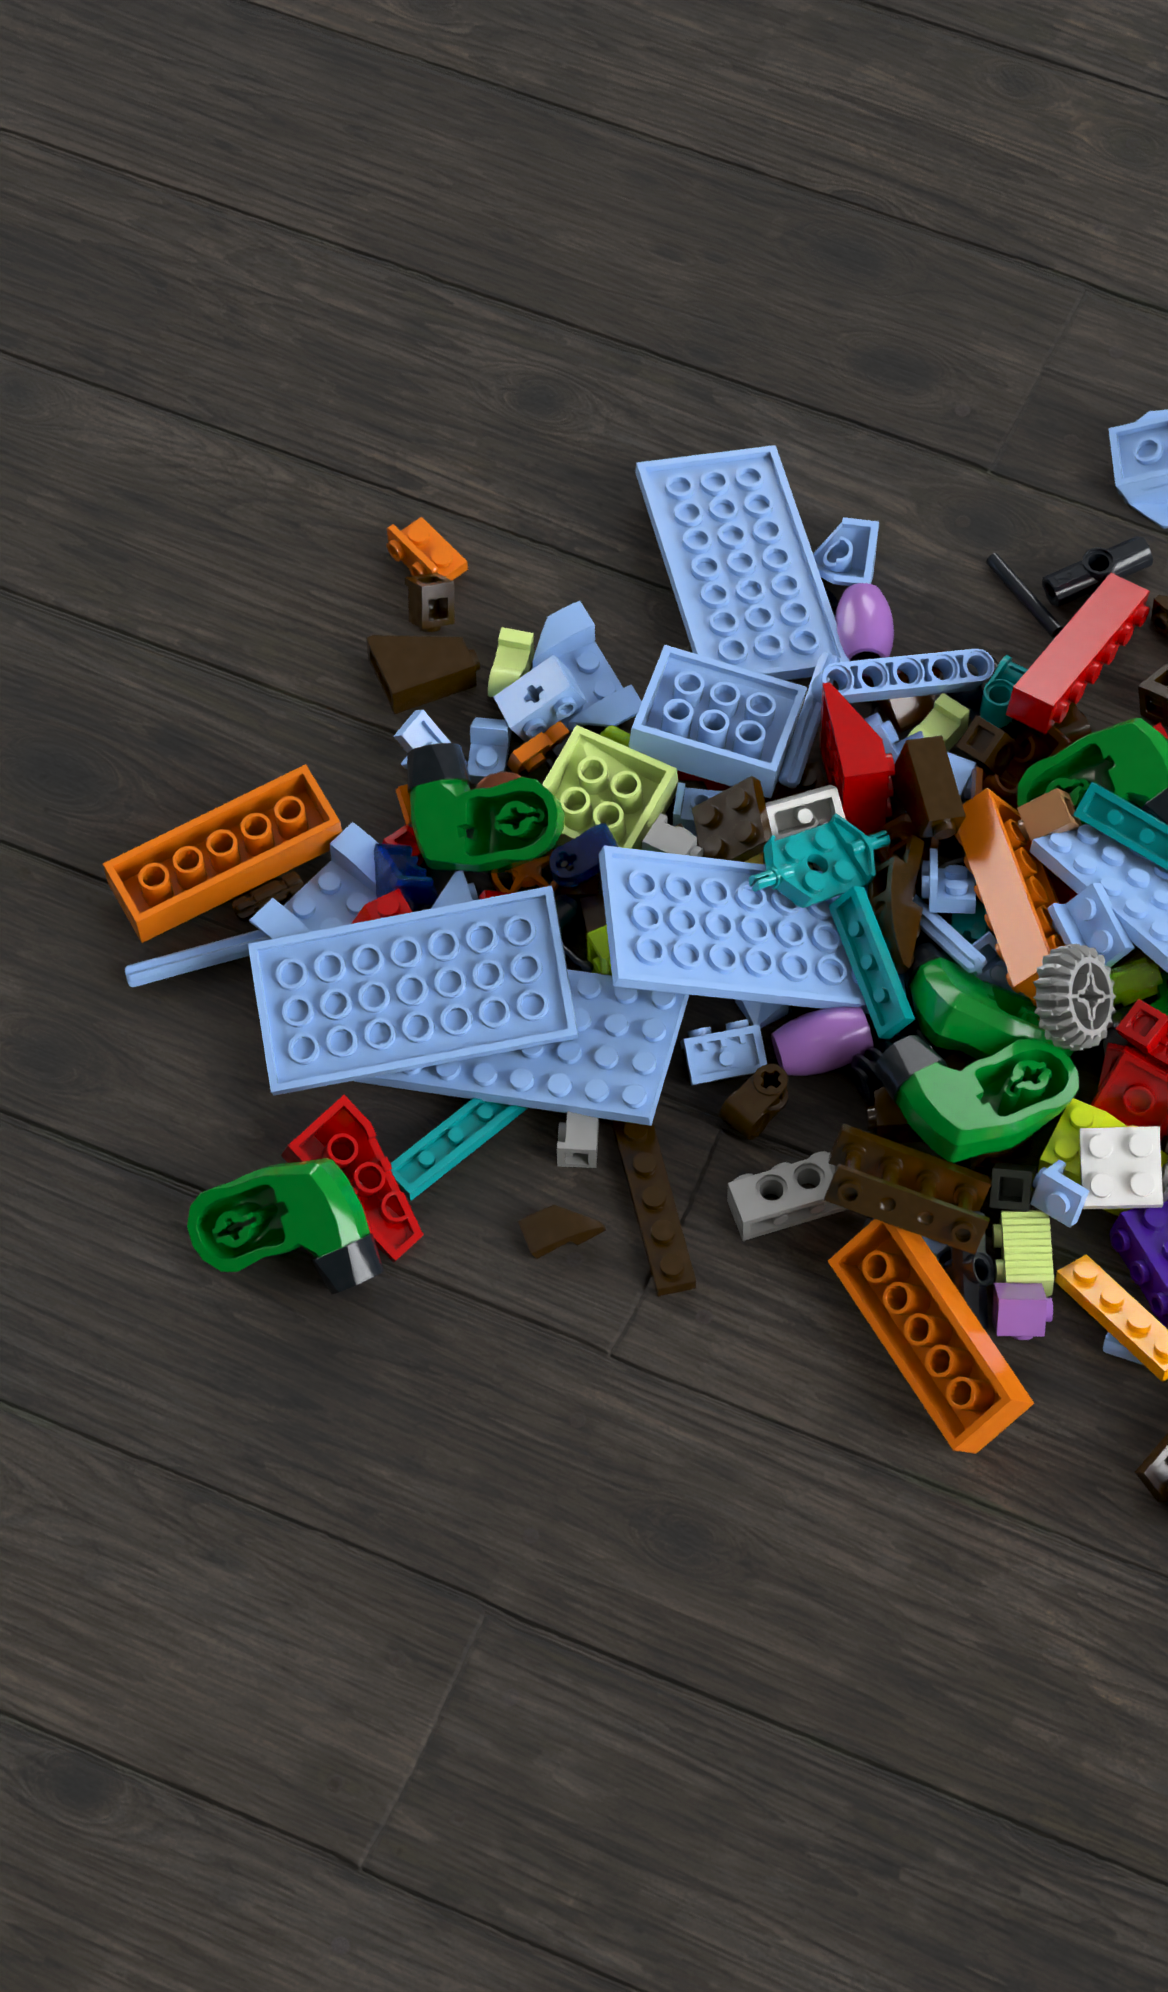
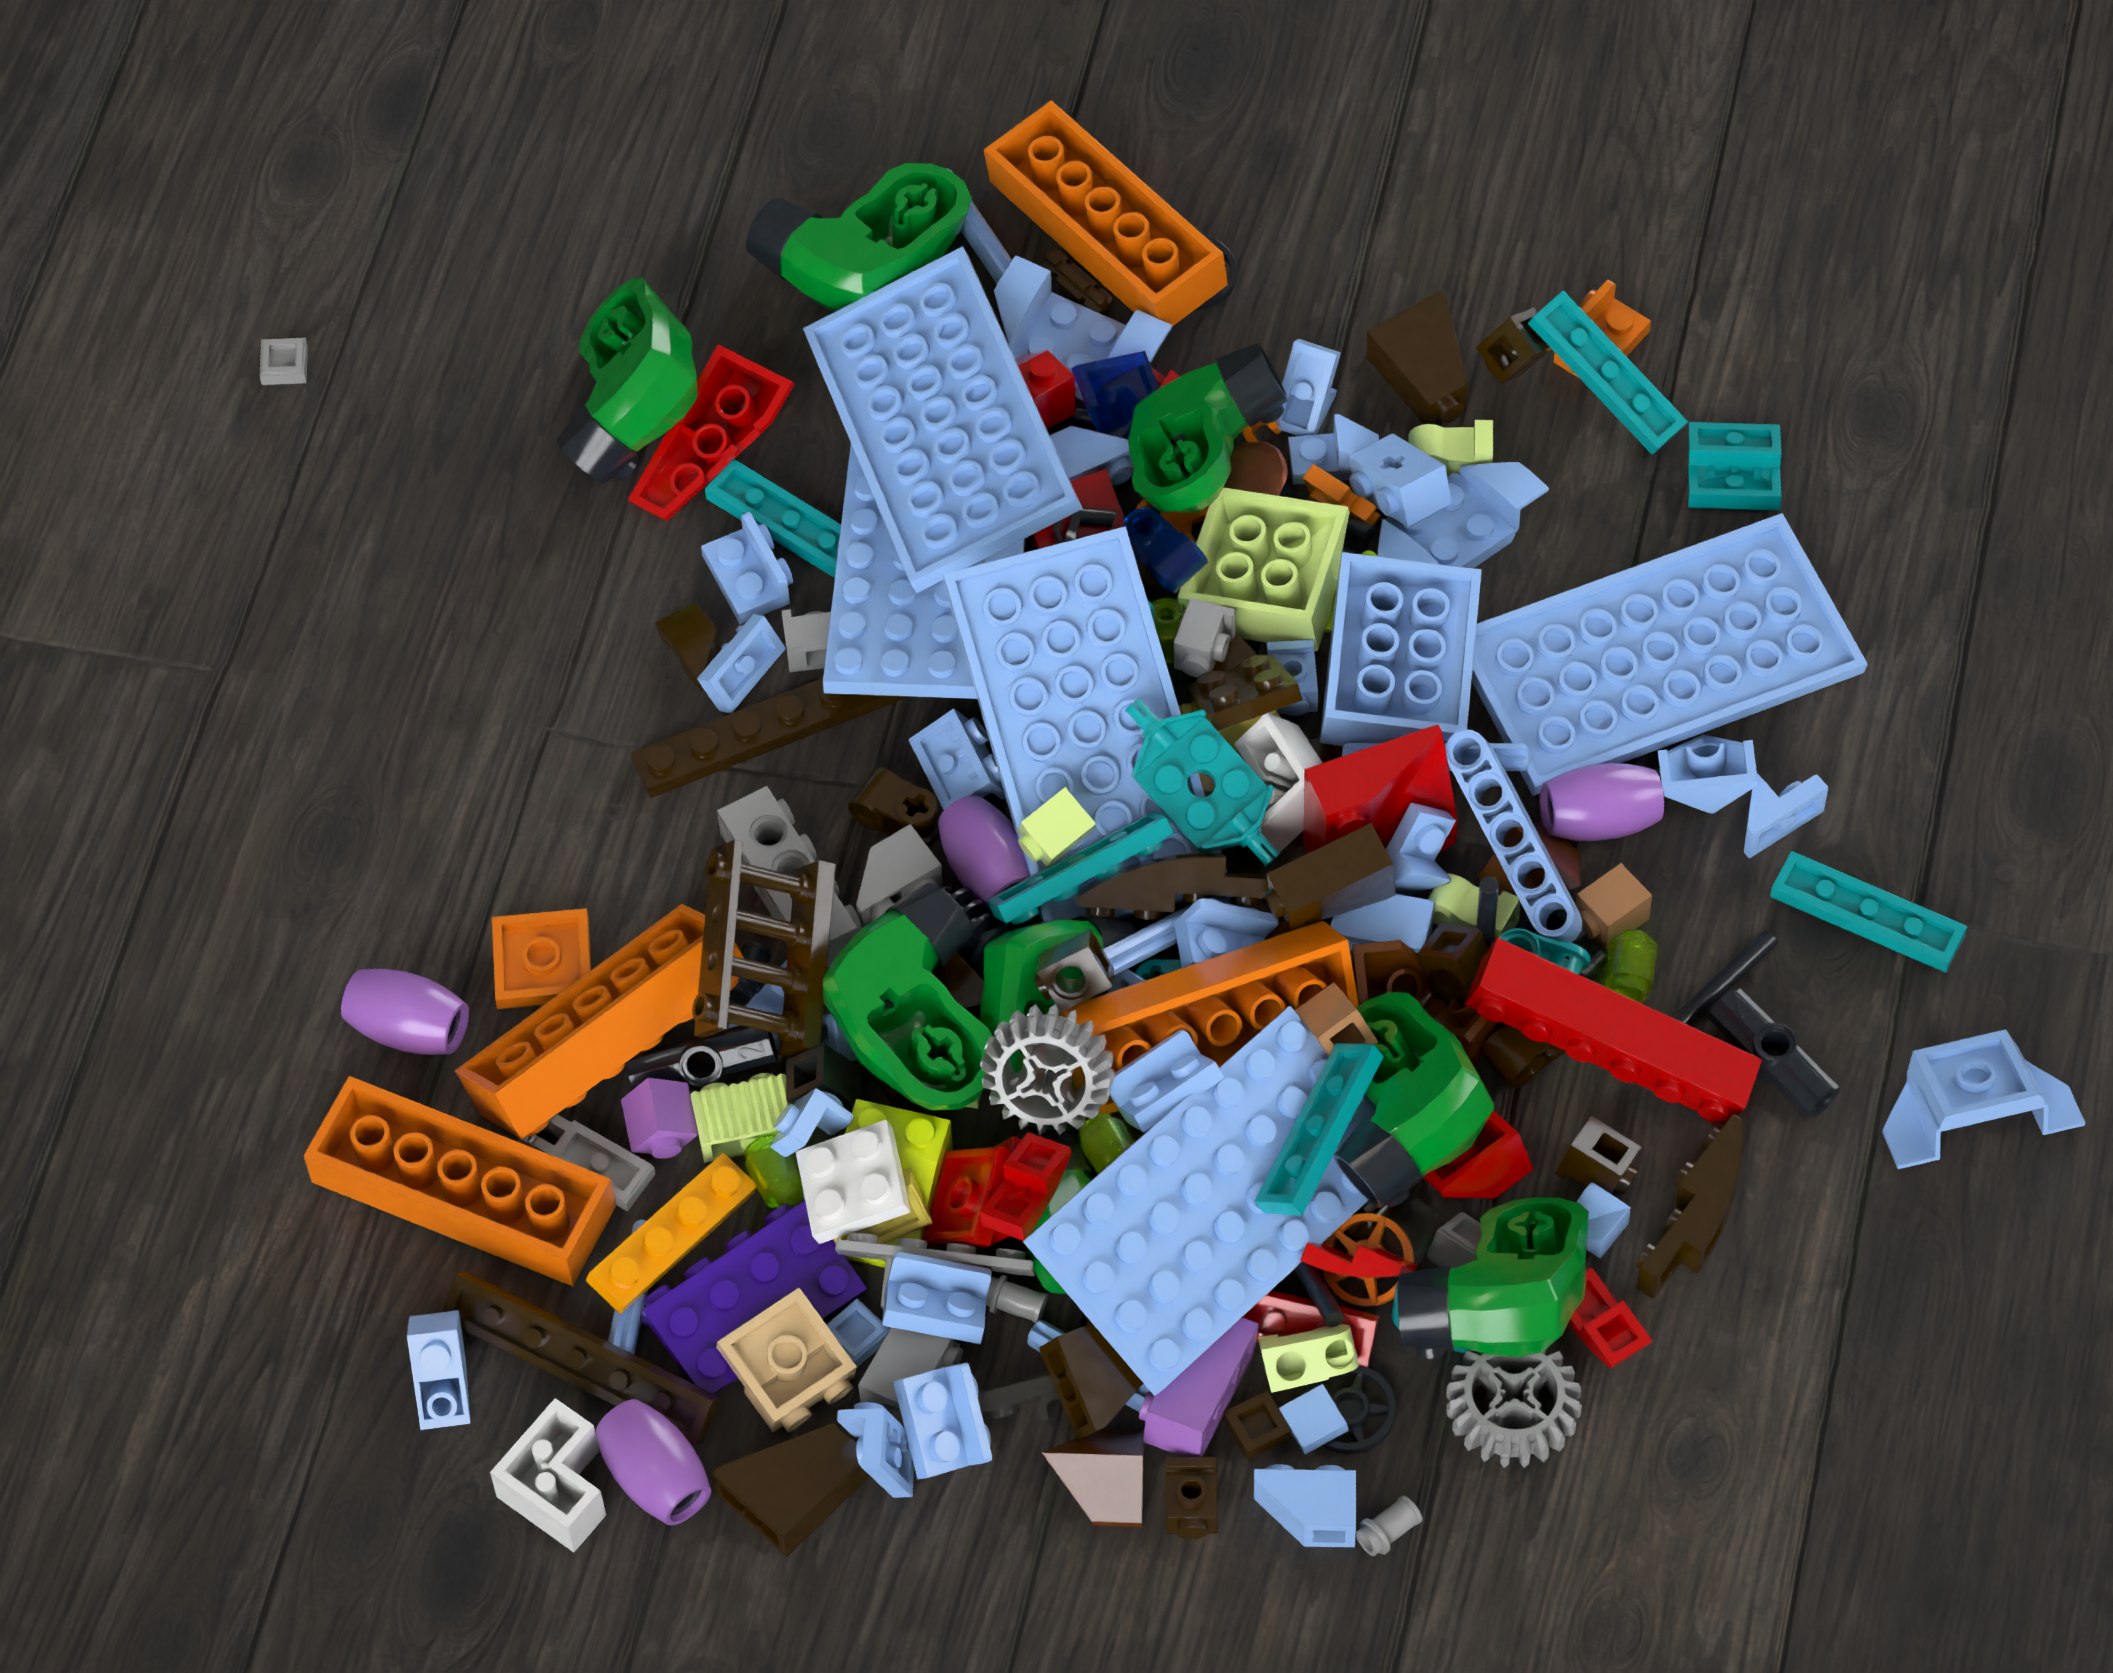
camera: 80 degrees right, 0 degrees up
(171, 1514) = (283, 361): none -> light grey tile
(205, 1024) = (877, 240): none -> green piece
(475, 545) = (1607, 372): none -> teal plate
(494, 1176) = (748, 570): none -> light blue bracket
(568, 494) = (1734, 466): none -> teal slope
(583, 1187) = (741, 663): none -> light blue plate
(821, 1108) = (894, 871): none -> light grey slope
(839, 967) = (1054, 828): none -> yellowish green brick
(844, 1382) = (539, 955): none -> orange plate
(883, 1485) = (405, 1011): none -> medium lavender piece
(895, 532) = (1776, 816): none -> light blue slope
(949, 634) = (1613, 905): none -> medium nougat brick
(971, 700) = (1487, 908): none -> black bar
(986, 492) = (1868, 911): none -> teal plate
(989, 964) = (1080, 952): none -> brick
(1004, 640) = (1631, 964): none -> clear neon green brick
(1049, 1364) = (596, 1153): none -> light grey hinge
(1052, 1463) = (460, 1180): none -> orange brick
(1083, 1239) = (773, 1174): none -> clear neon green brick

